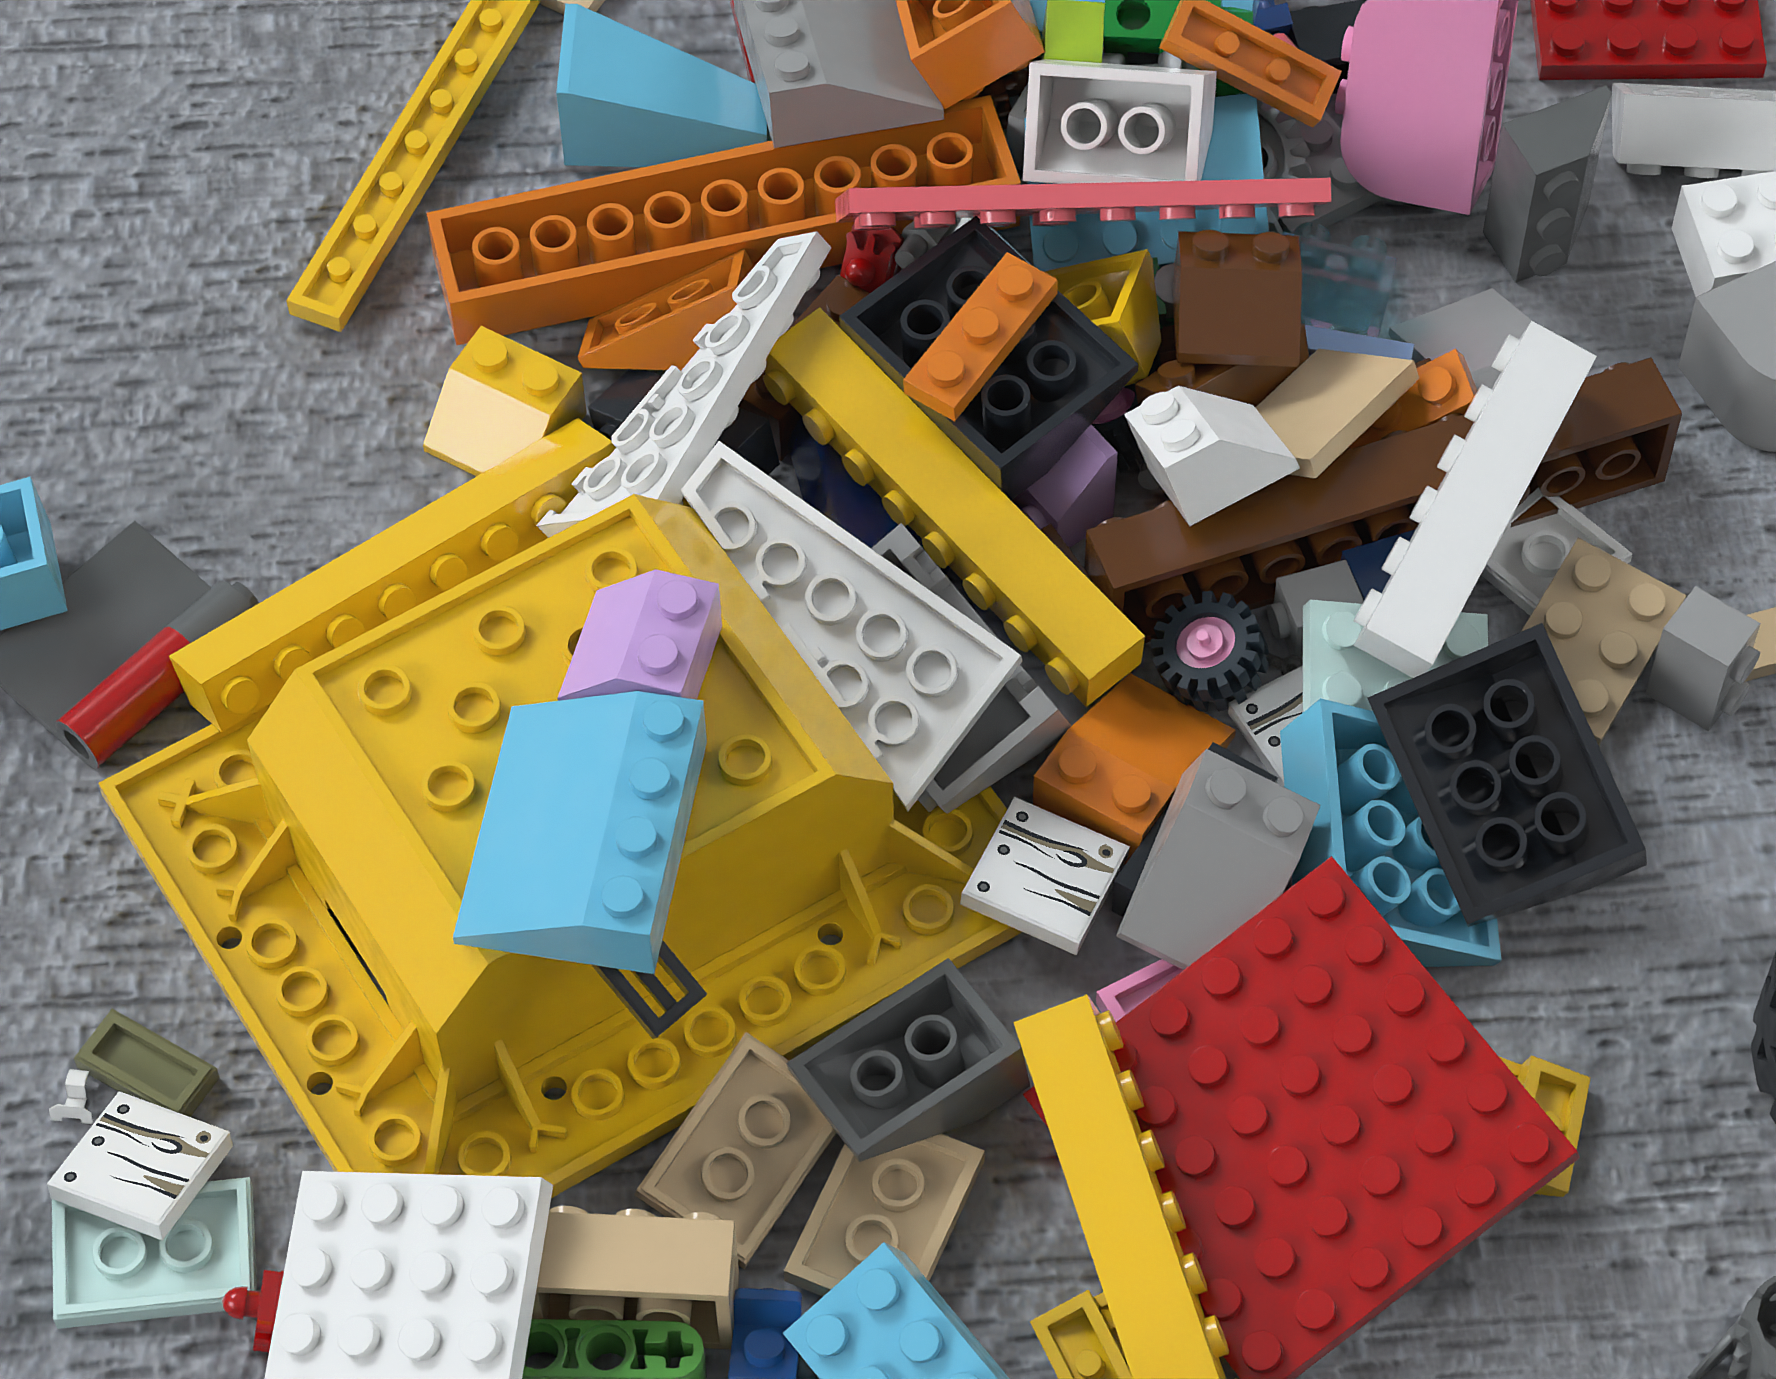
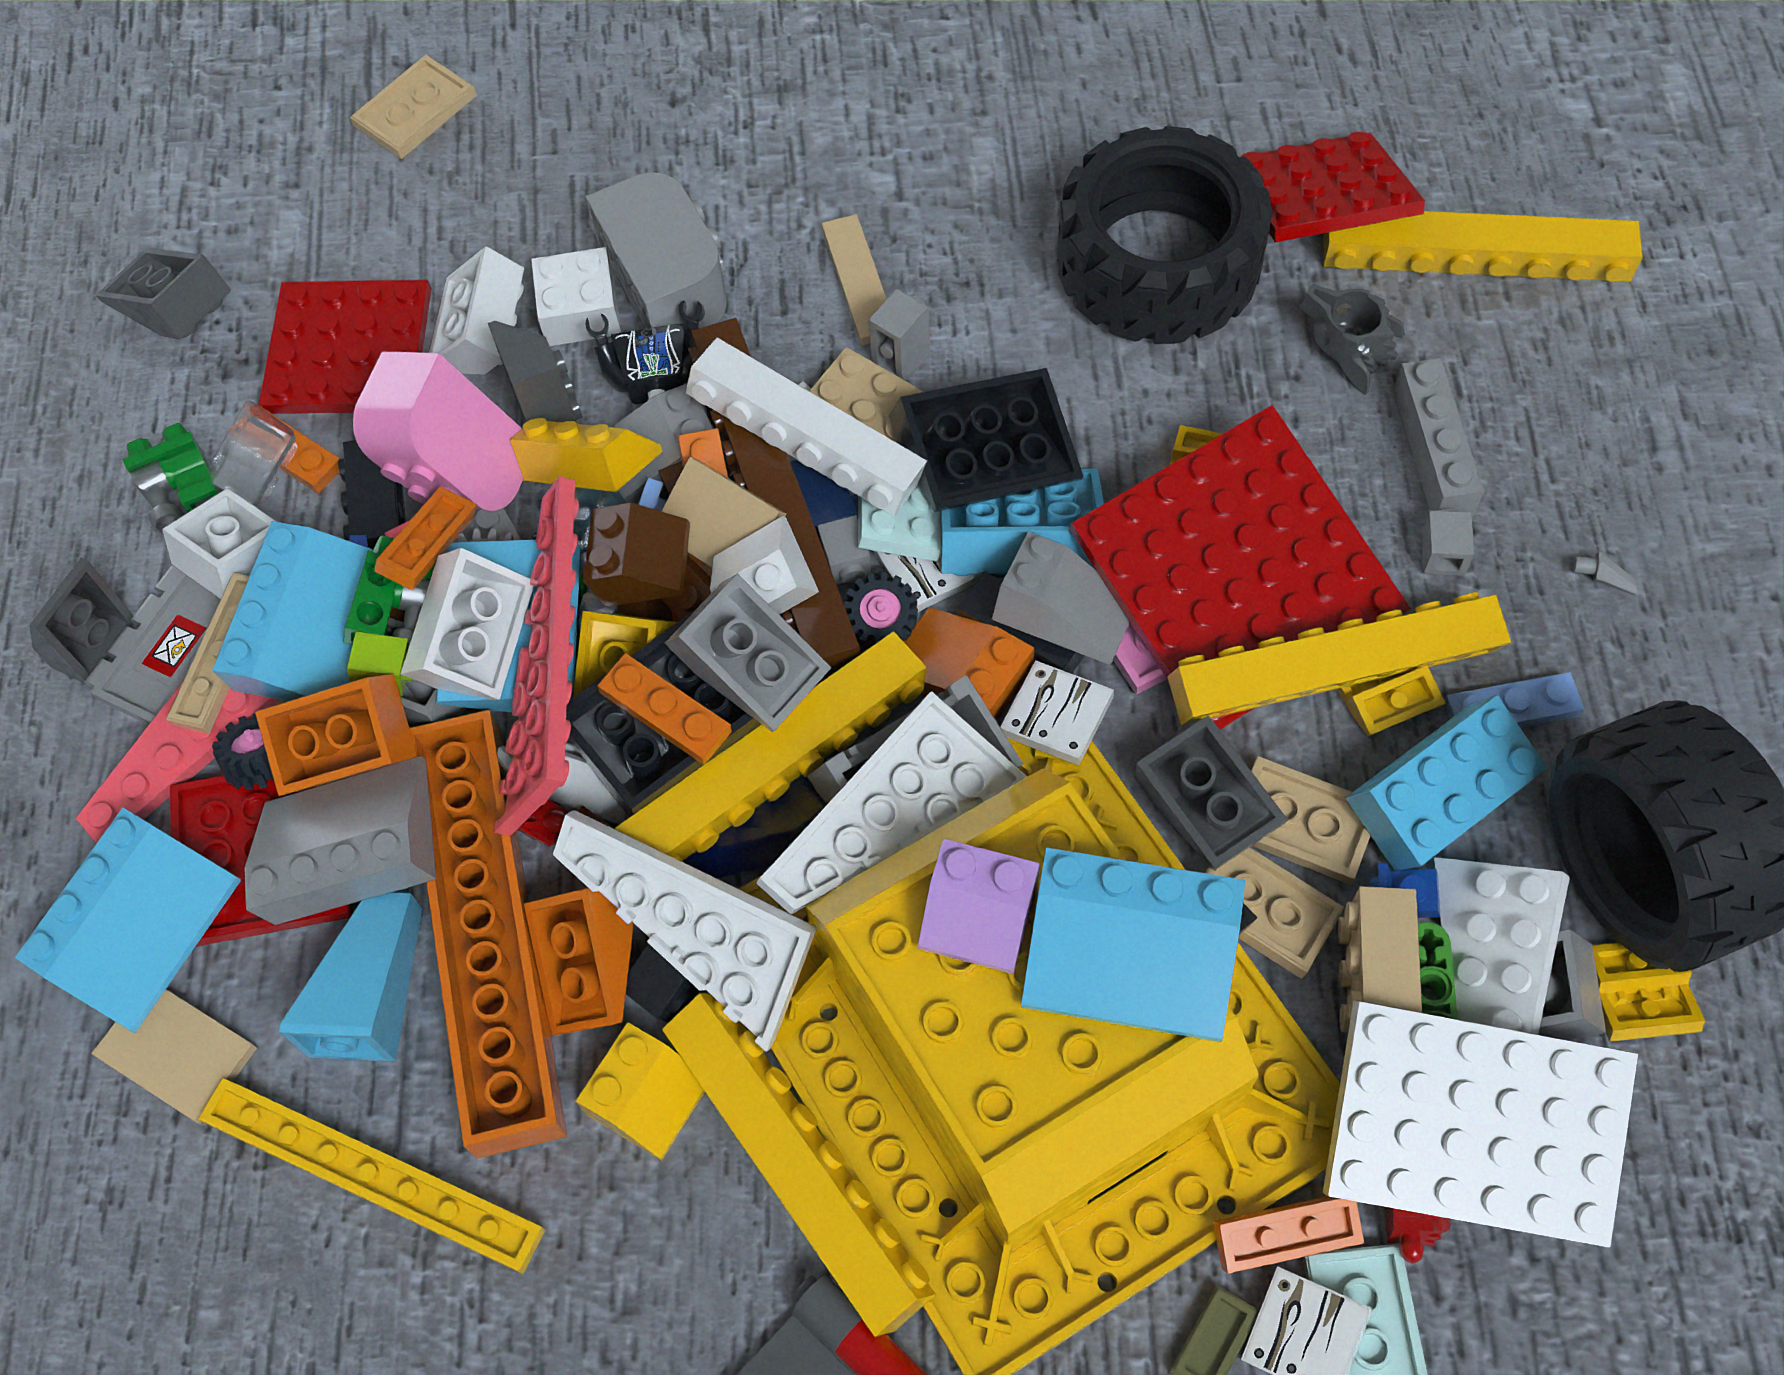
camera: 85 degrees left, 5 degrees up
(269, 1140) = (1287, 1233): none -> plate
(1059, 419) = (748, 653): none -> light grey slope
(1444, 258) = (589, 454): none -> yellow slope
(1643, 321) = (647, 359): none -> black torso

